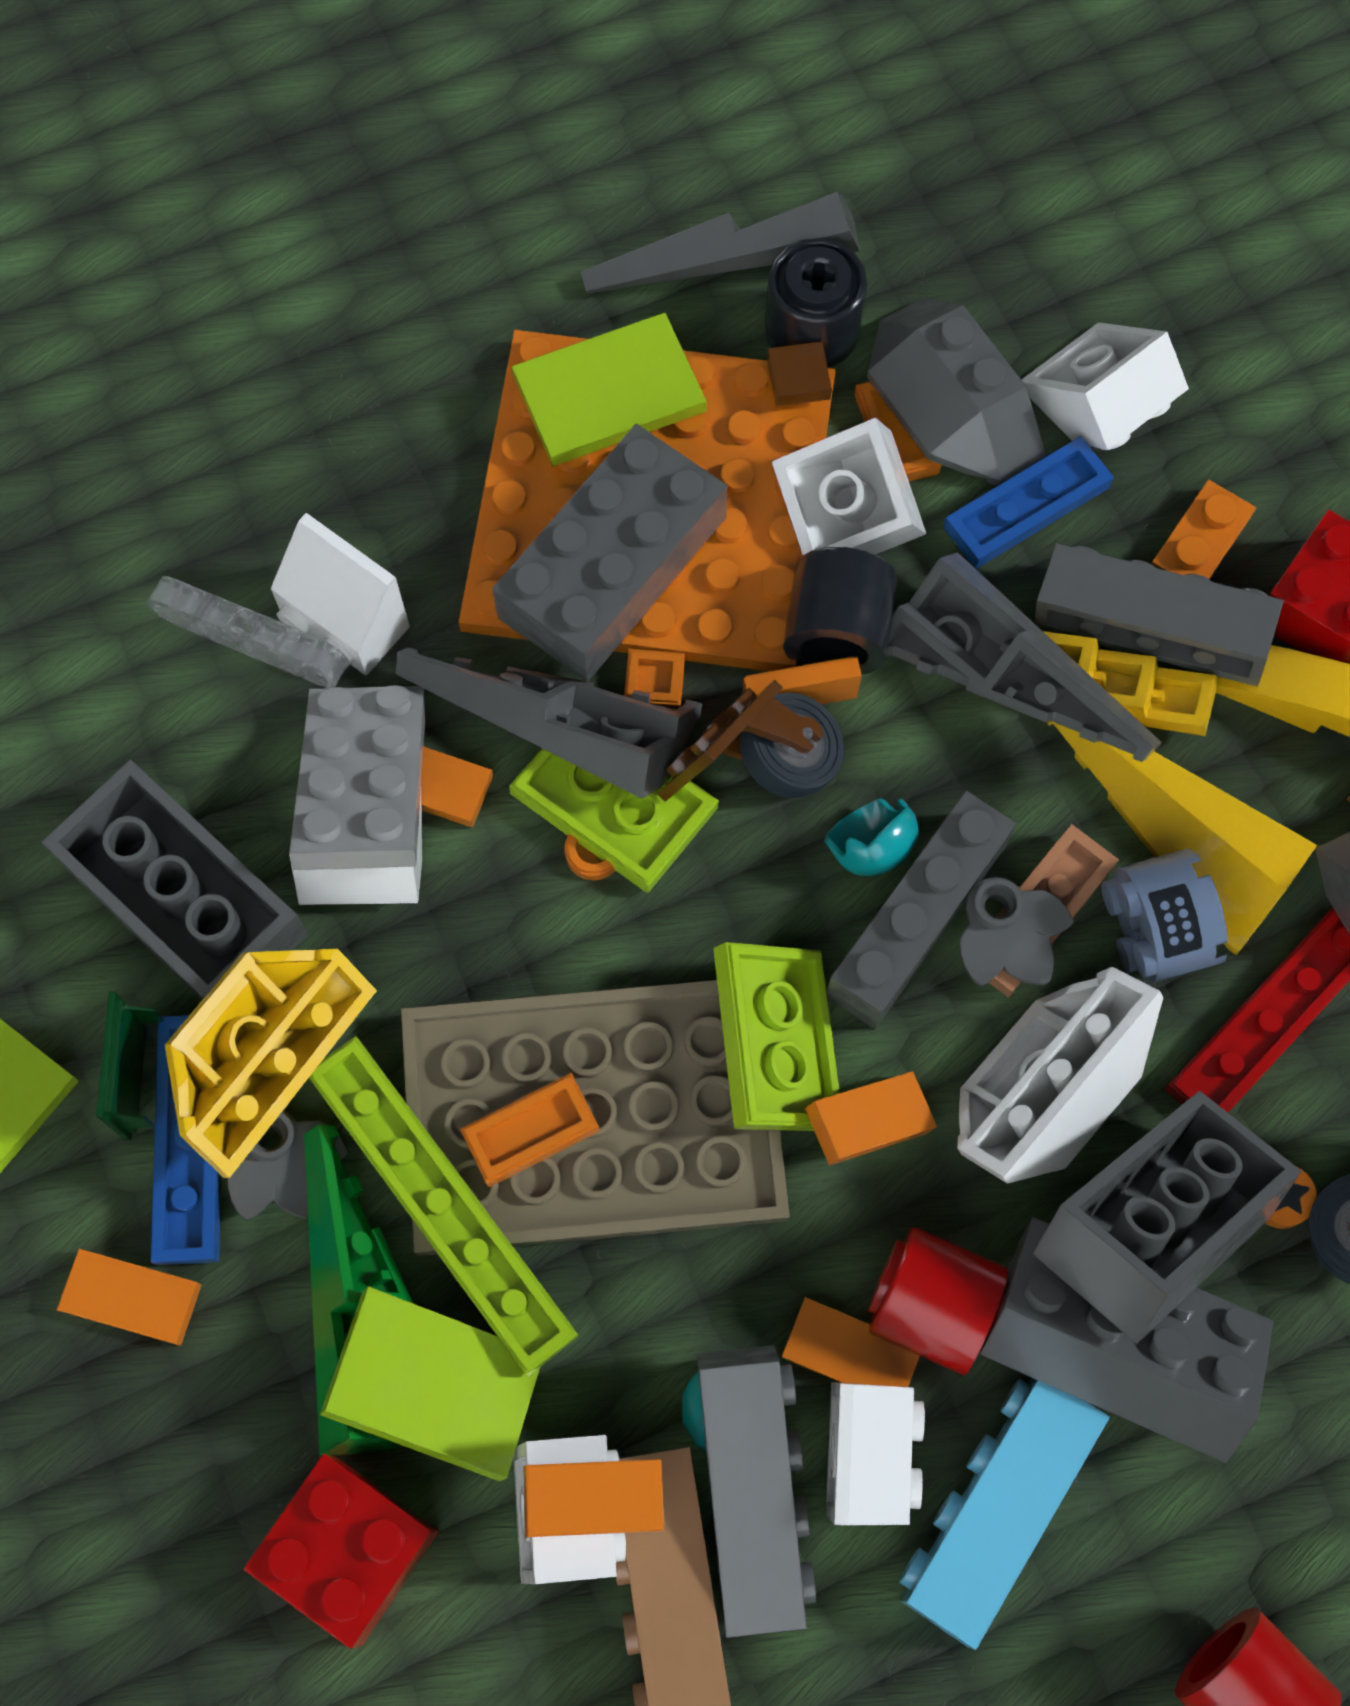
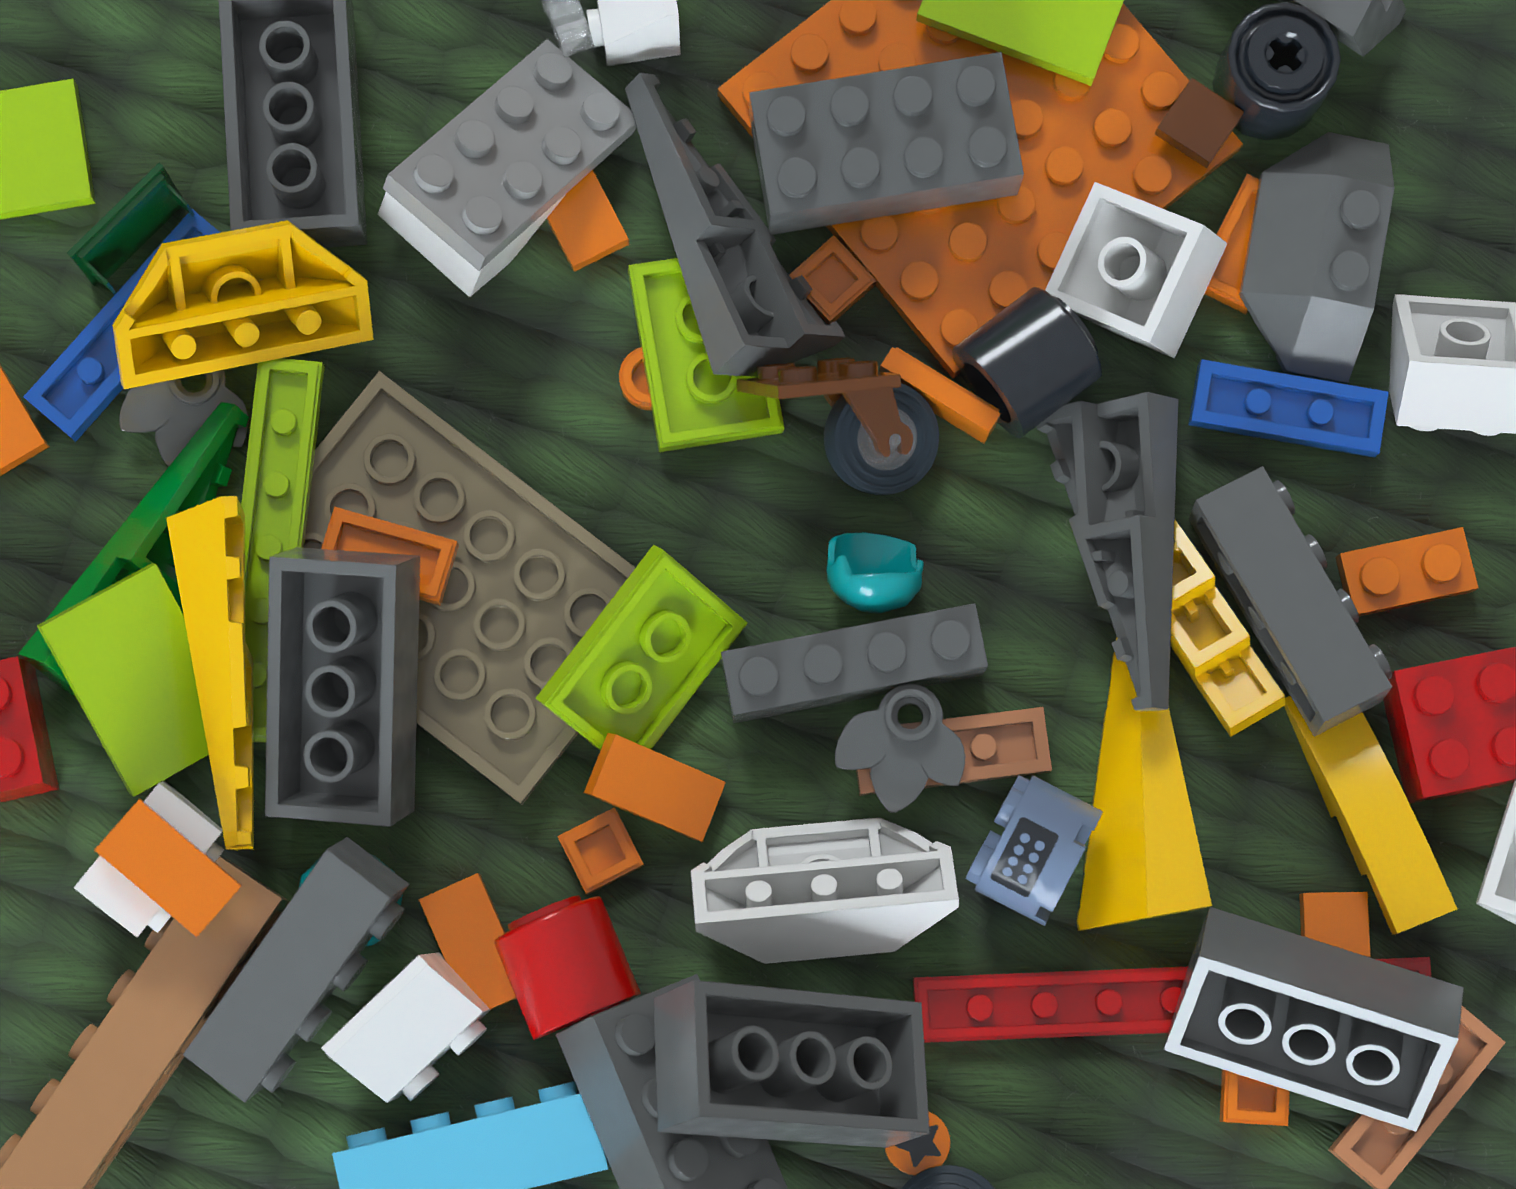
camera: 40 degrees right, 10 degrees up
(438, 1270) = (211, 583): none -> yellow wedge
(590, 1248) = (342, 685): none -> dark grey brick
(873, 1201) = (600, 851): none -> orange tile

